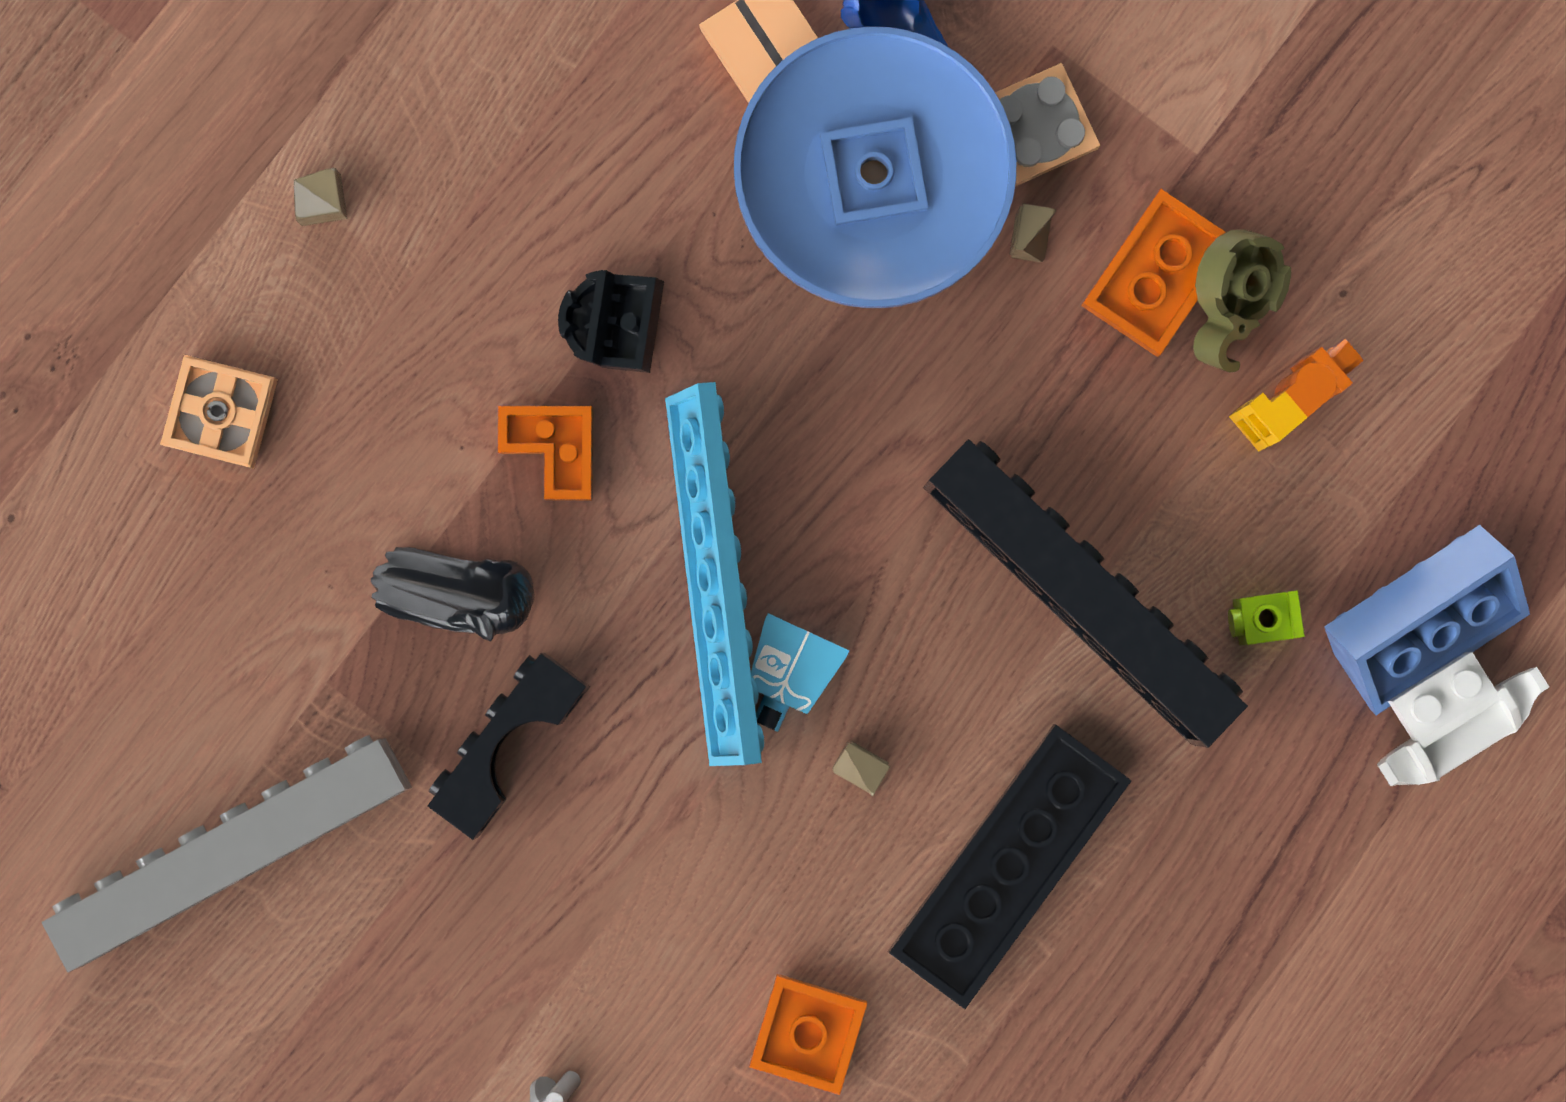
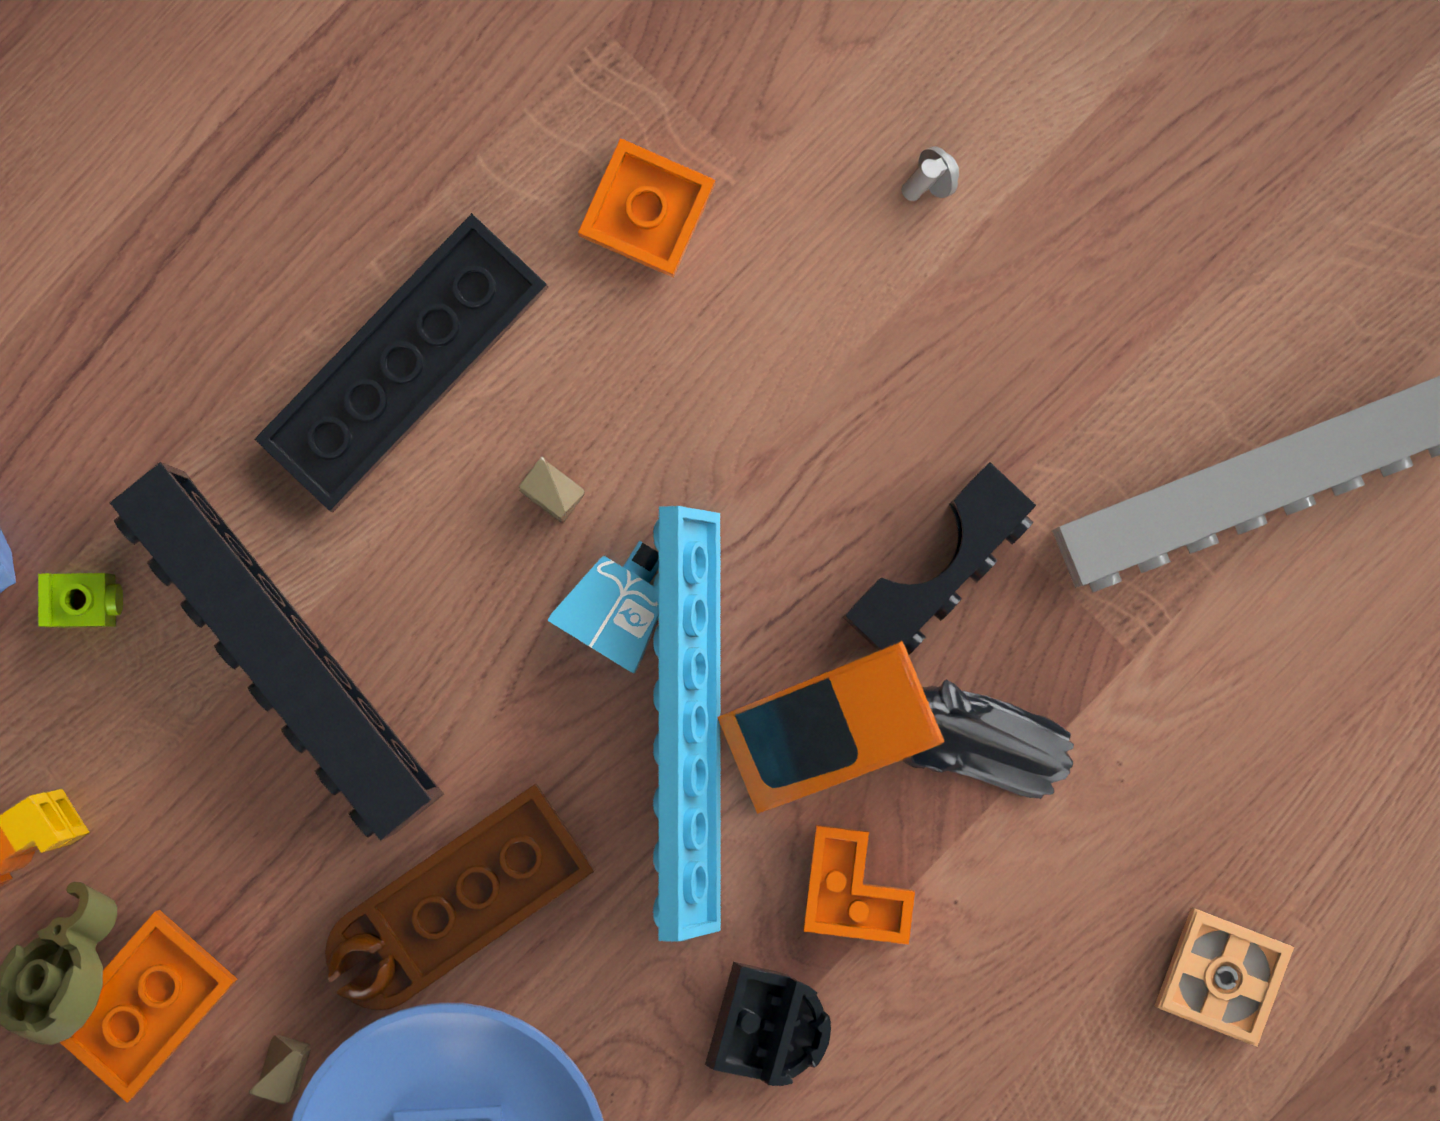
camera: 170 degrees left, 0 degrees up
(587, 585) = (831, 728): none -> orange slope
(898, 395) = (456, 902): none -> reddish brown plate

